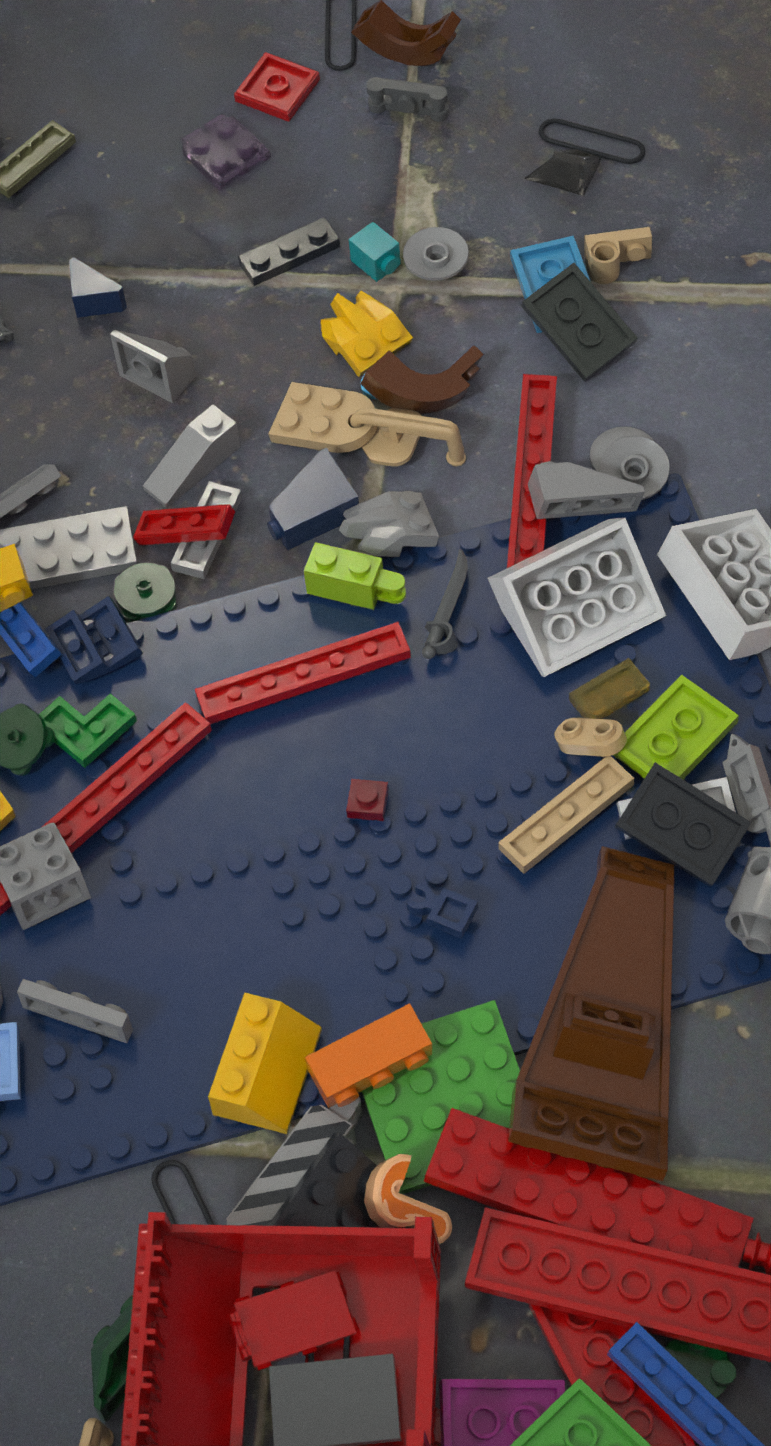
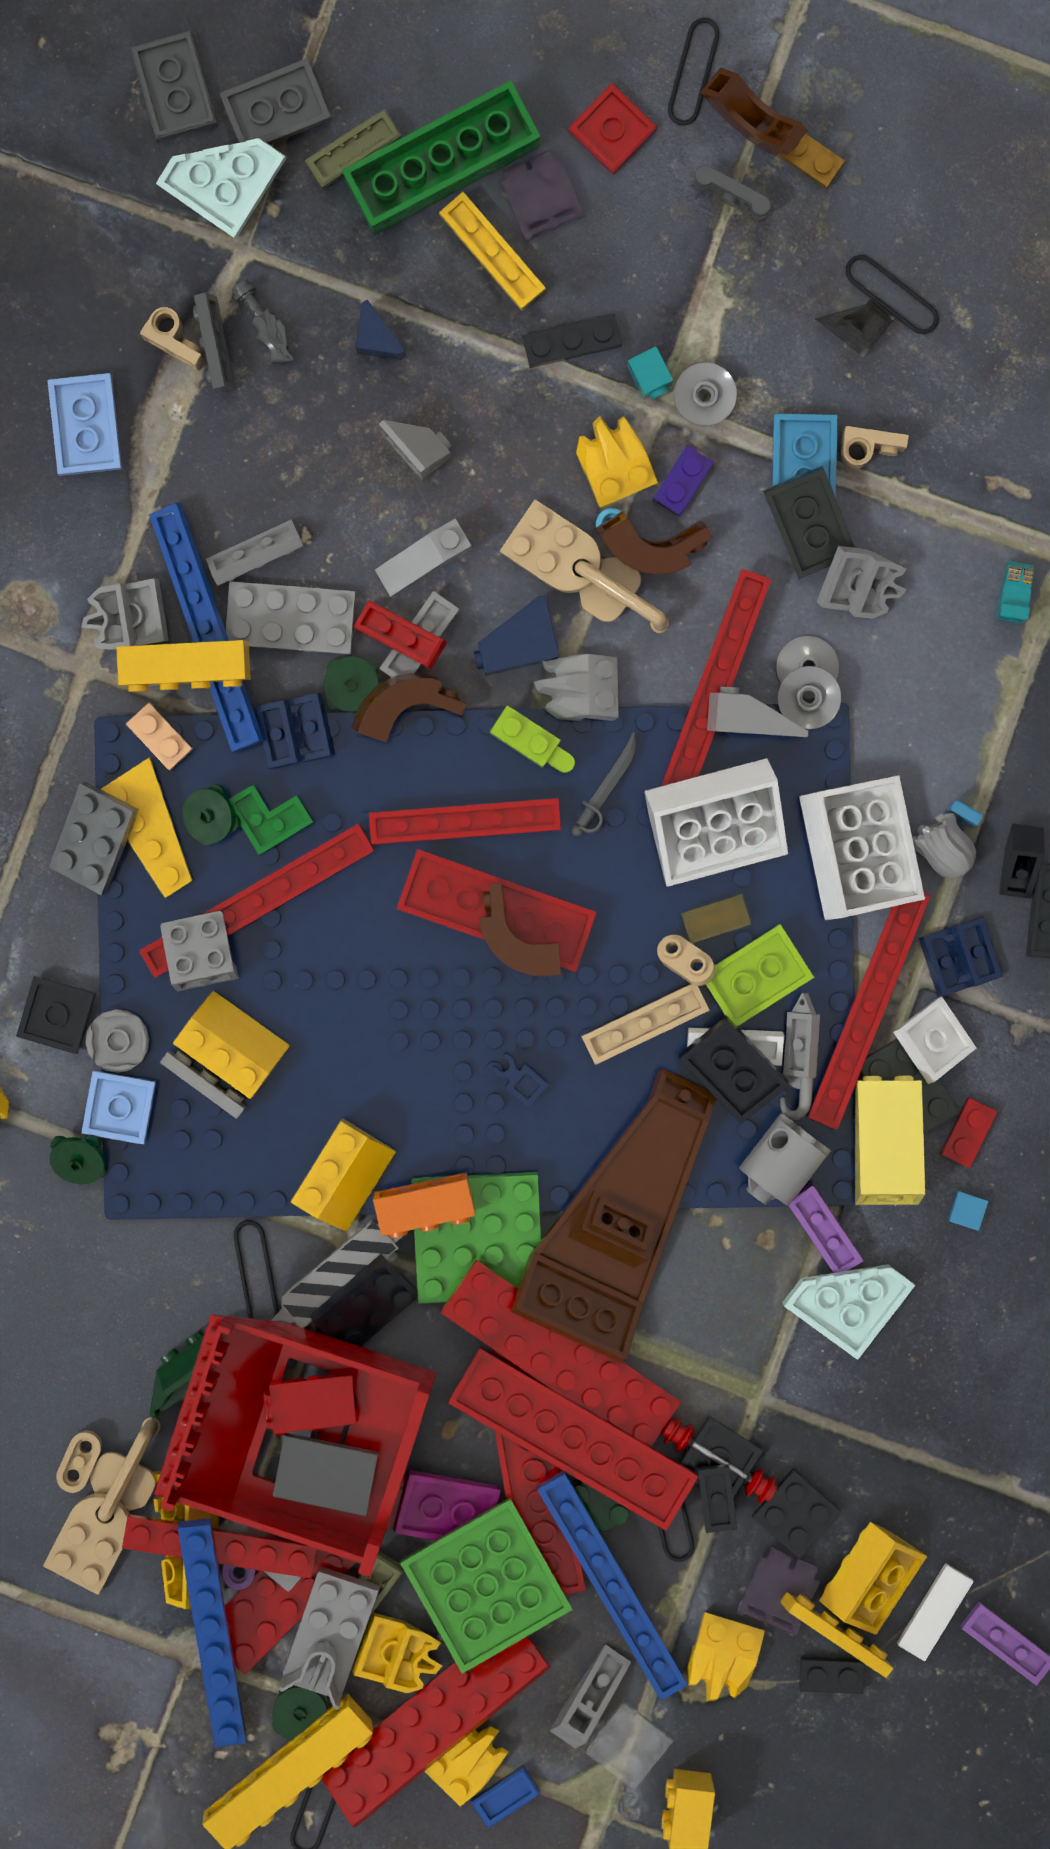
camera: 10 degrees right, 30 degrees up
(96, 963) = (231, 1044): none -> yellow slope
(117, 138) = (442, 157): none -> green brick
(189, 200) = (492, 251): none -> yellow plate
(201, 568) = (396, 694): none -> reddish brown arch
(363, 747) = (455, 898): none -> red plate
(367, 799) = (484, 959): dark red plate -> none
(394, 769) = (518, 955): none -> reddish brown arch
(396, 1210) = (414, 1328): light nougat animal -> none
(438, 332) = (683, 480): none -> dark purple plate
(473, 61) = (814, 161): none -> pearl gold plate
(650, 359) = (860, 583): none -> light grey plate

